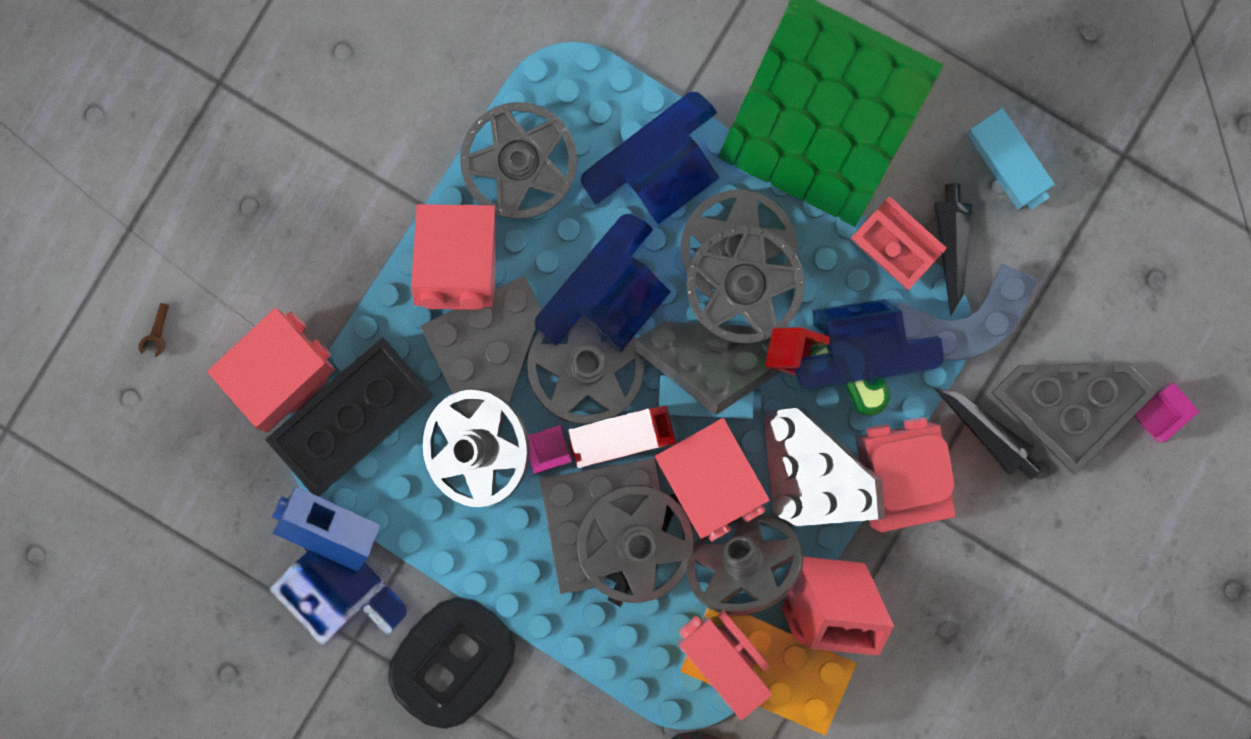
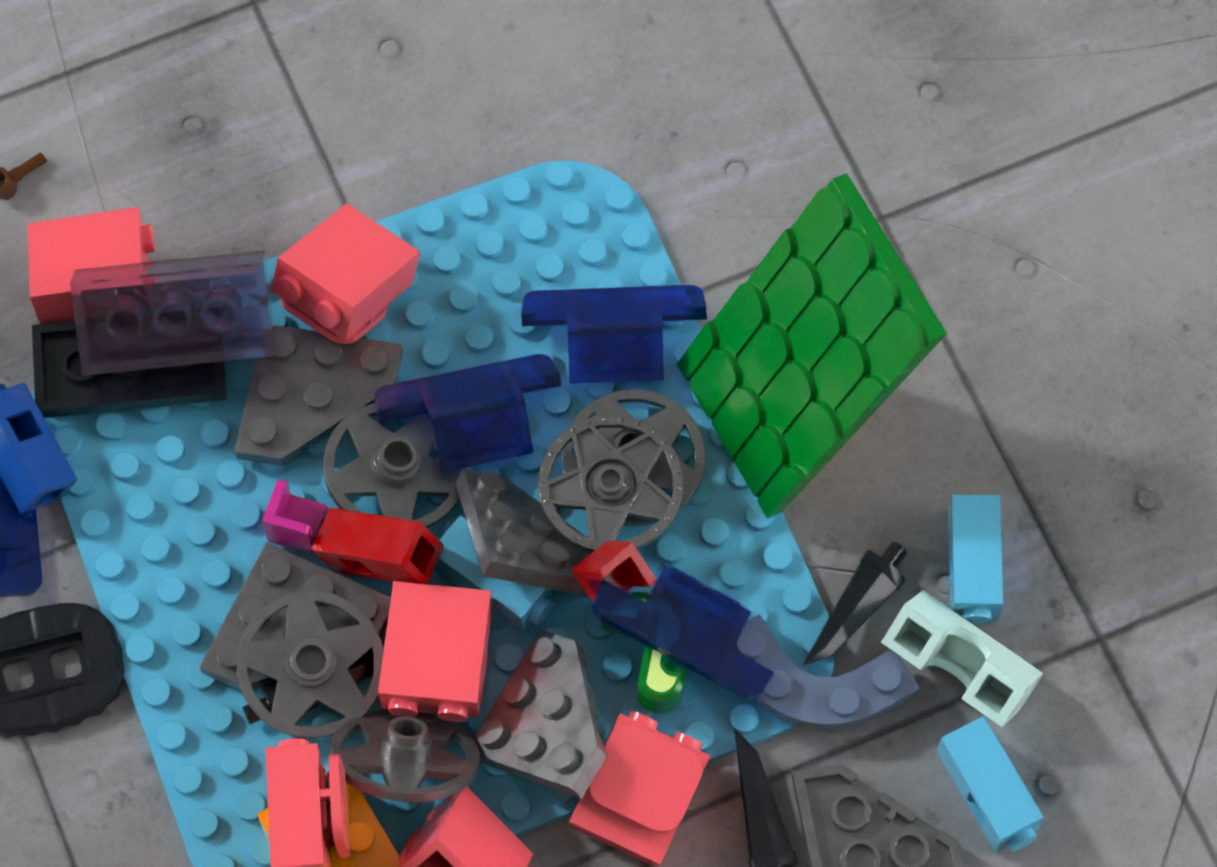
camera: 35 degrees right, 20 degrees down
(367, 373) = (173, 312): none -> clear purple brick
(476, 448) = (226, 466): wheel -> none
(518, 160) = (477, 233): flat silver wheel -> none
(898, 243) = (798, 558): coral plate -> none
(1079, 235) = (937, 636): none -> light aqua arch
(1125, 312) = (990, 786): none -> medium azure brick

